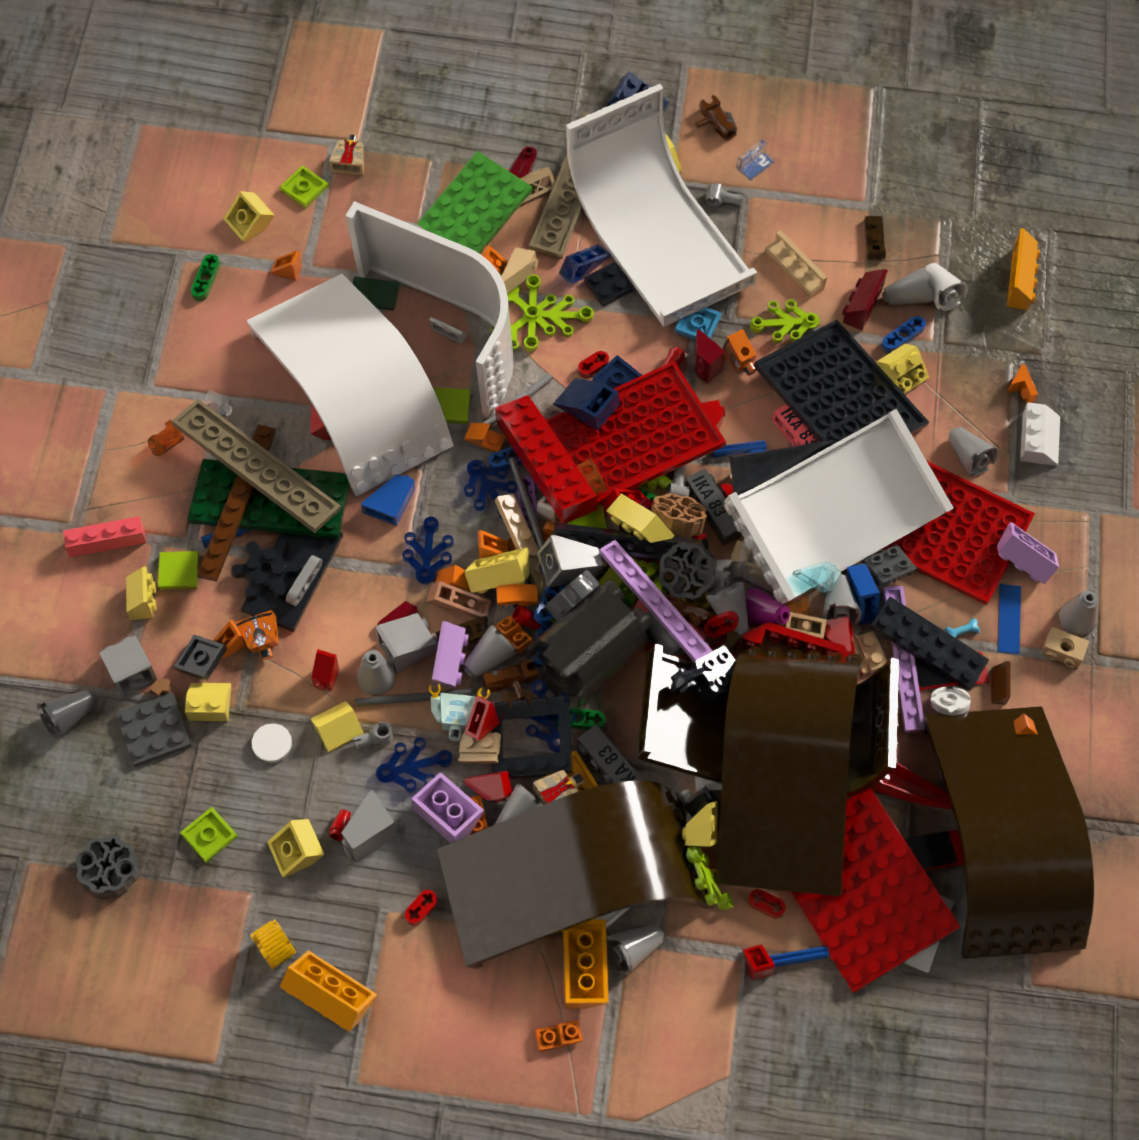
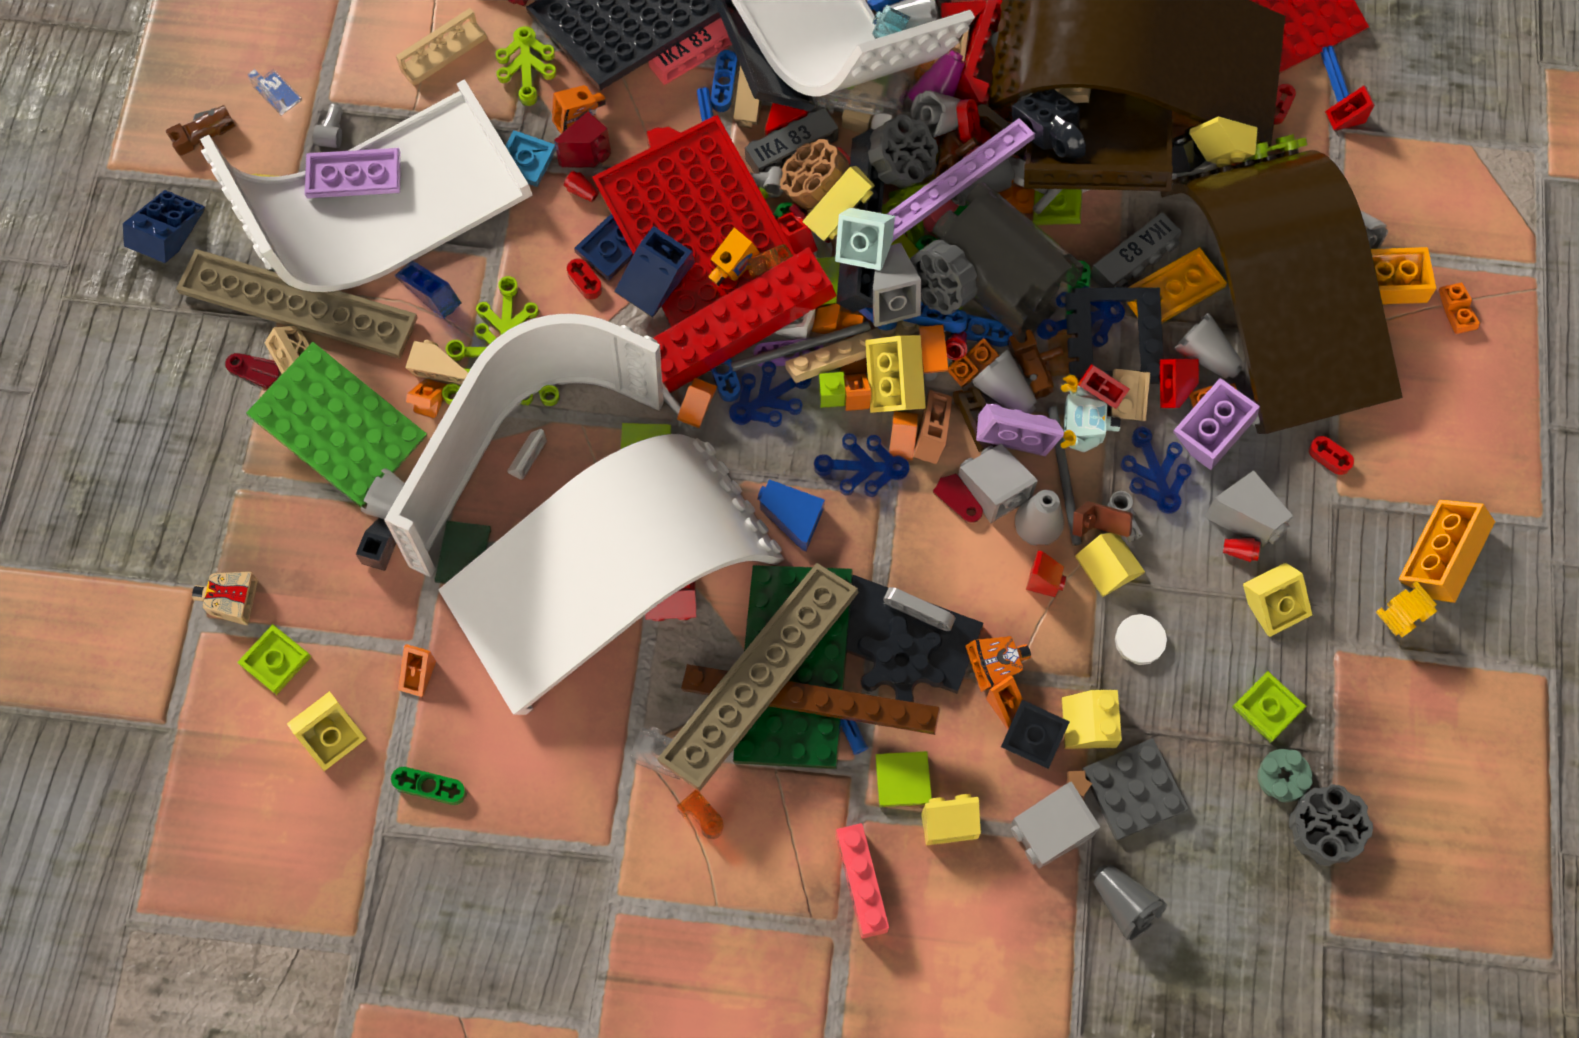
camera: 90 degrees left, 5 degrees up
(152, 828) = (1278, 788): none -> sand green plate
(373, 707) = (1101, 517): none -> copper bracket
(491, 524) = (831, 389): none -> lime brick
(557, 786) = (1184, 302): torso -> none
(598, 449) = (732, 257): none -> light orange torso
(600, 530) = (864, 238): none -> light aqua slope
(608, 284) = (460, 262): black plate -> none
(679, 210) = (352, 173): none -> lavender tile

